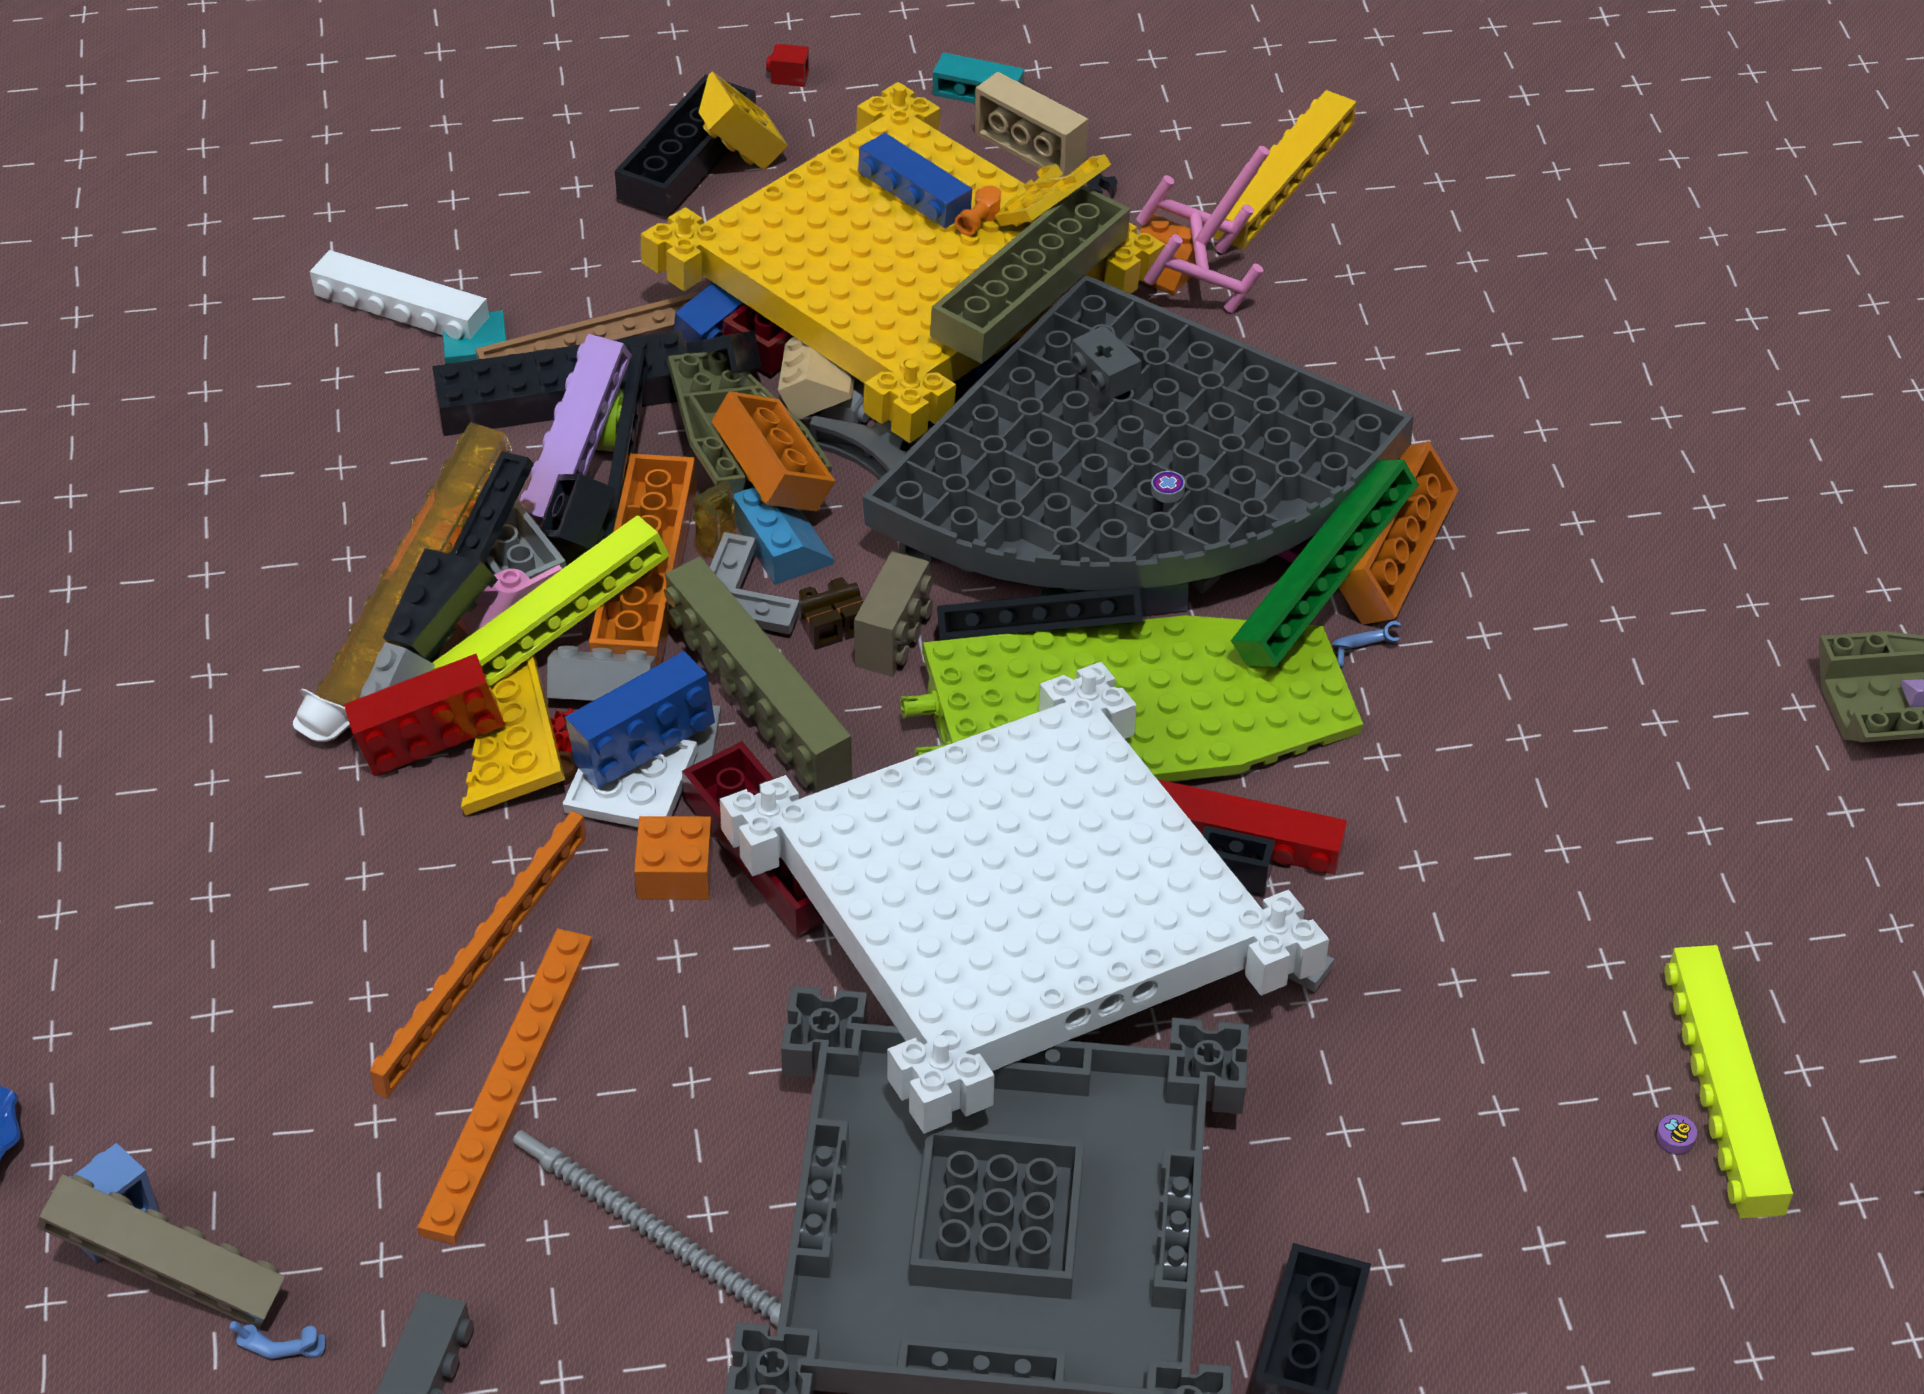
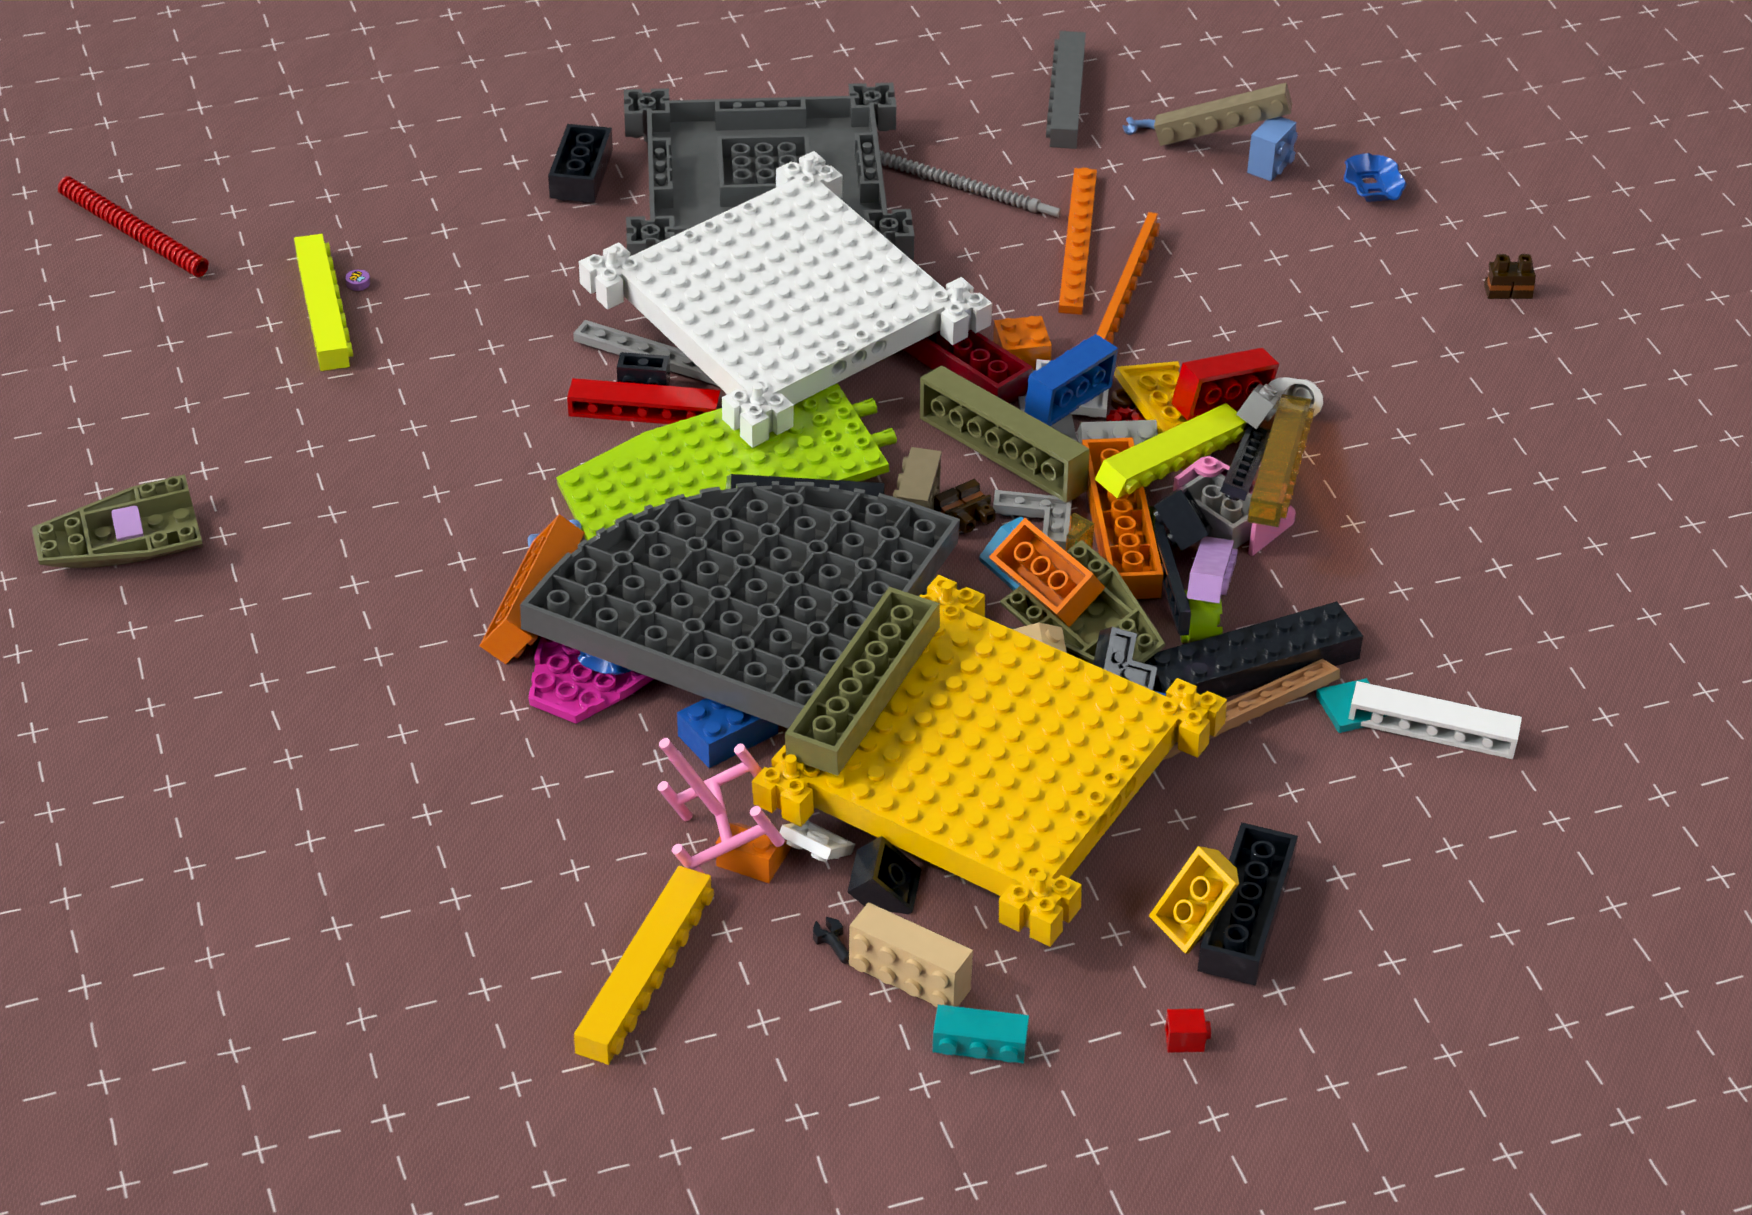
camera: 170 degrees right, 5 degrees down
(435, 600) = (1247, 428): black wedge -> none
(914, 179) = (996, 772): blue brick -> none
(986, 207) = (923, 762): orange leg -> none
(1048, 191) = (876, 751): yellow wing -> none
(1106, 362) = (784, 614): dark grey brick -> none
(1168, 486) = (718, 529): tile -> none
(1324, 564) = (599, 512): green brick -> none

